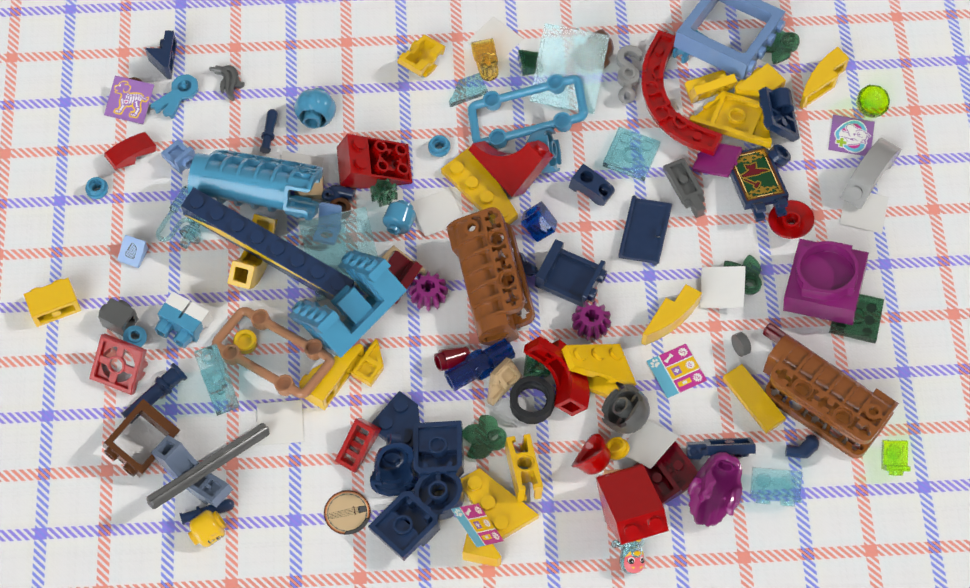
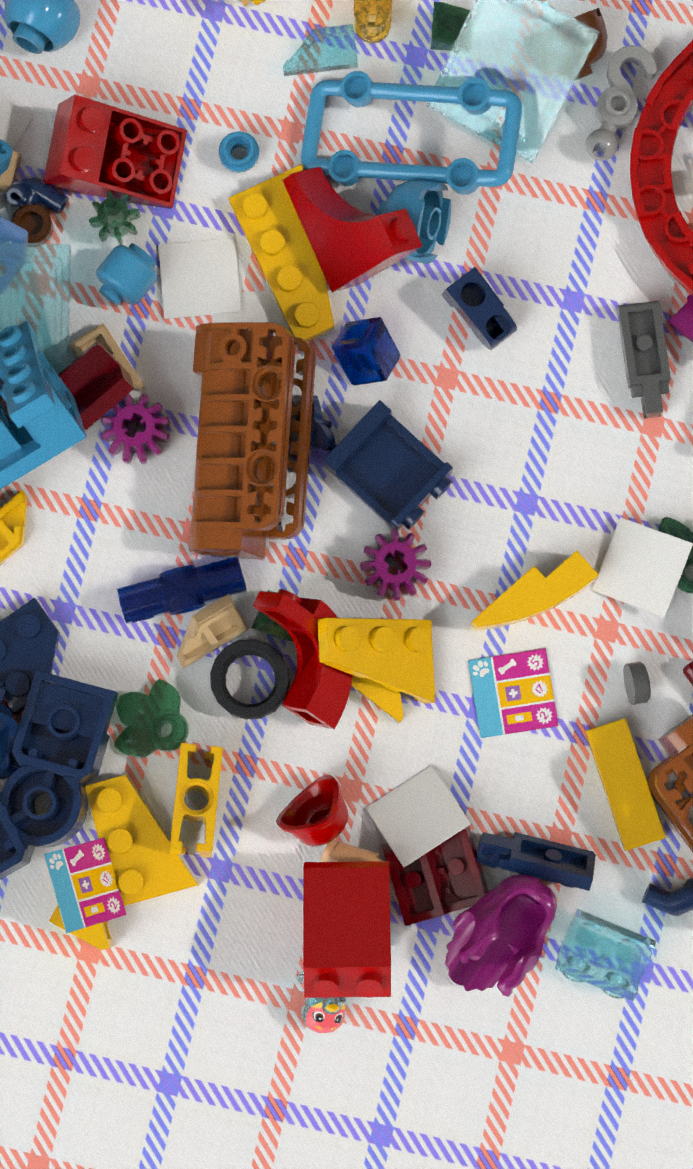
camera: 20 degrees right, 20 degrees up
(448, 358) = (138, 564): dark red cone -> none
(618, 447) = (365, 808): yellow plate -> none
(626, 410) = (397, 751): dark grey cylinder -> none
(631, 154) = (572, 262): clear light blue plate -> none
(643, 223) = (550, 405): dark blue door -> none

